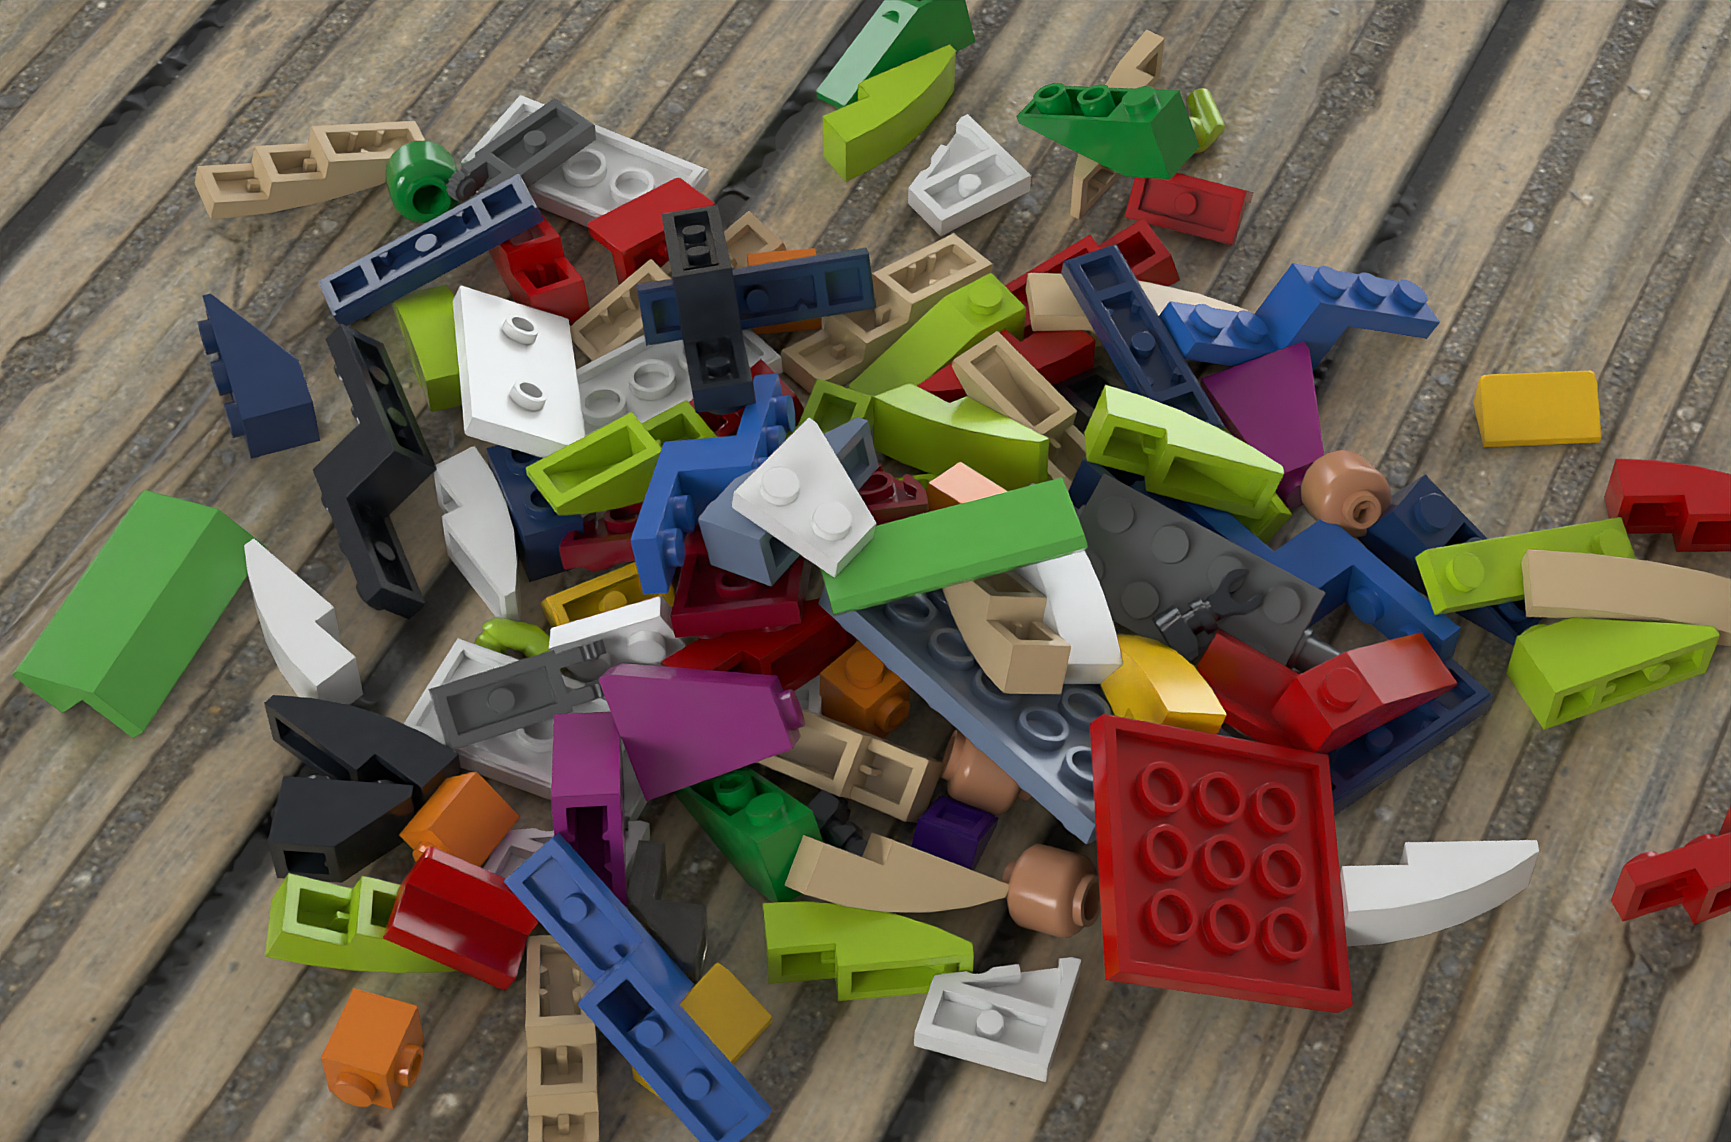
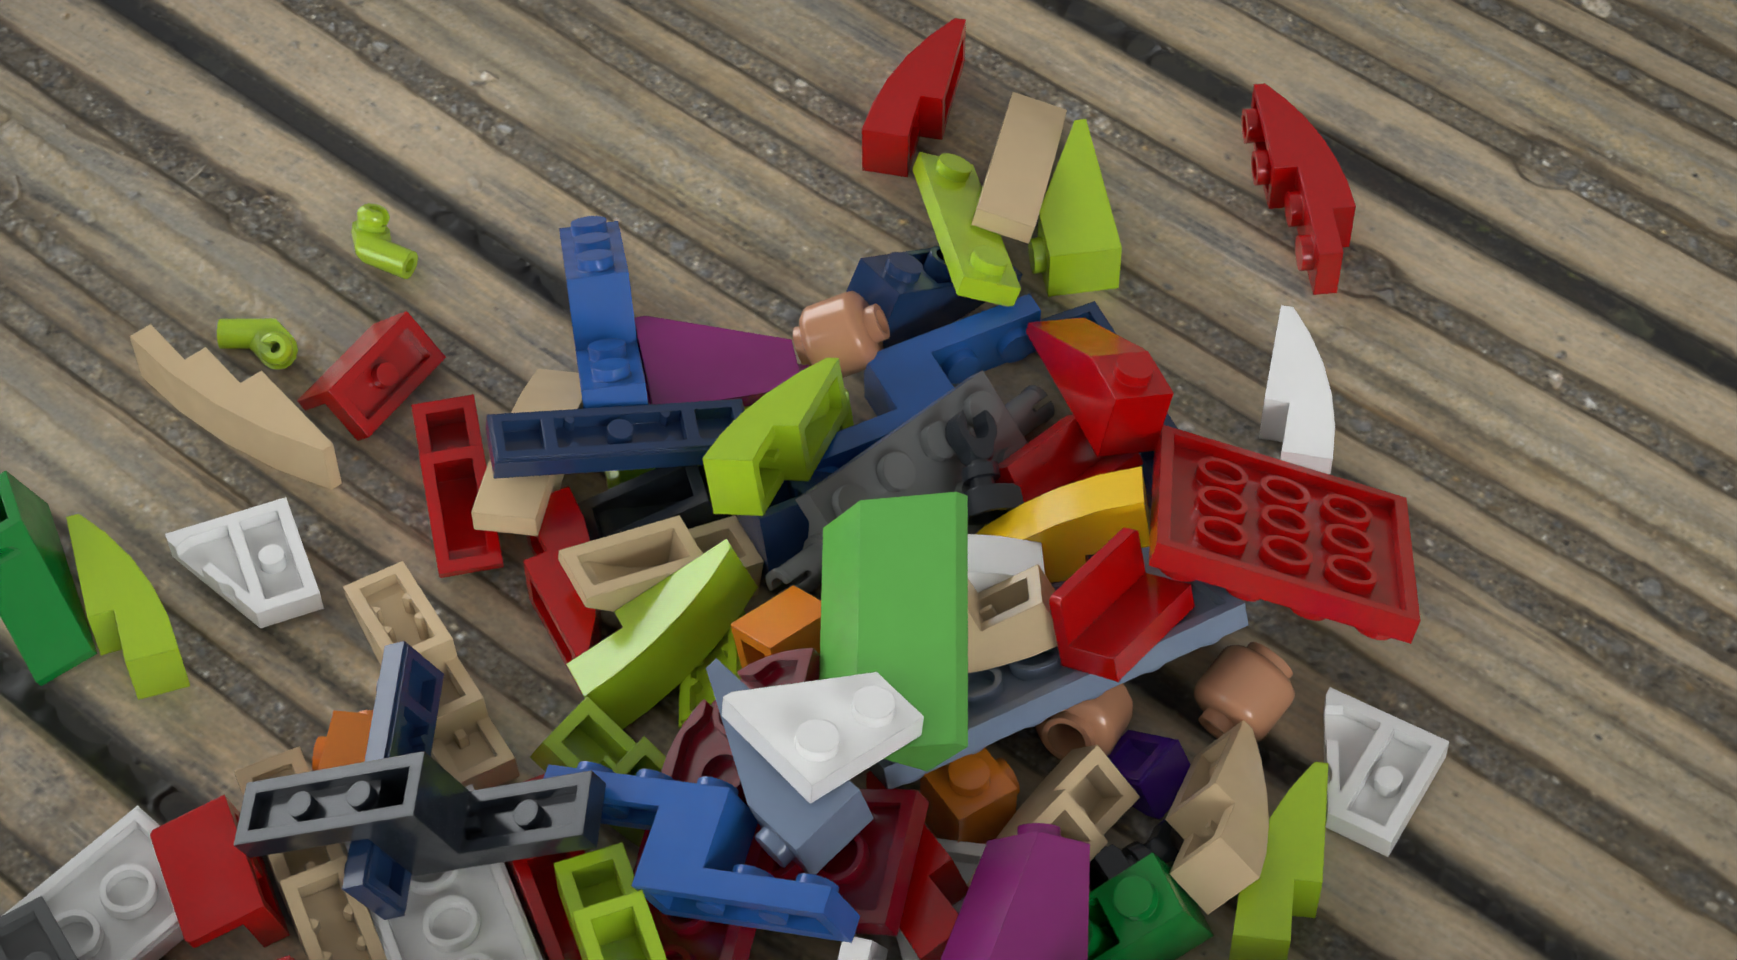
camera: 75 degrees left, 0 degrees up
(944, 334) = (510, 636): lime slope -> none
(1042, 713) = (1115, 610): none -> red panel
(1124, 129) = (287, 388): green slope -> none
(1341, 167) = (374, 243): none -> lime arm
(1538, 408) = (755, 182): yellow slope -> none

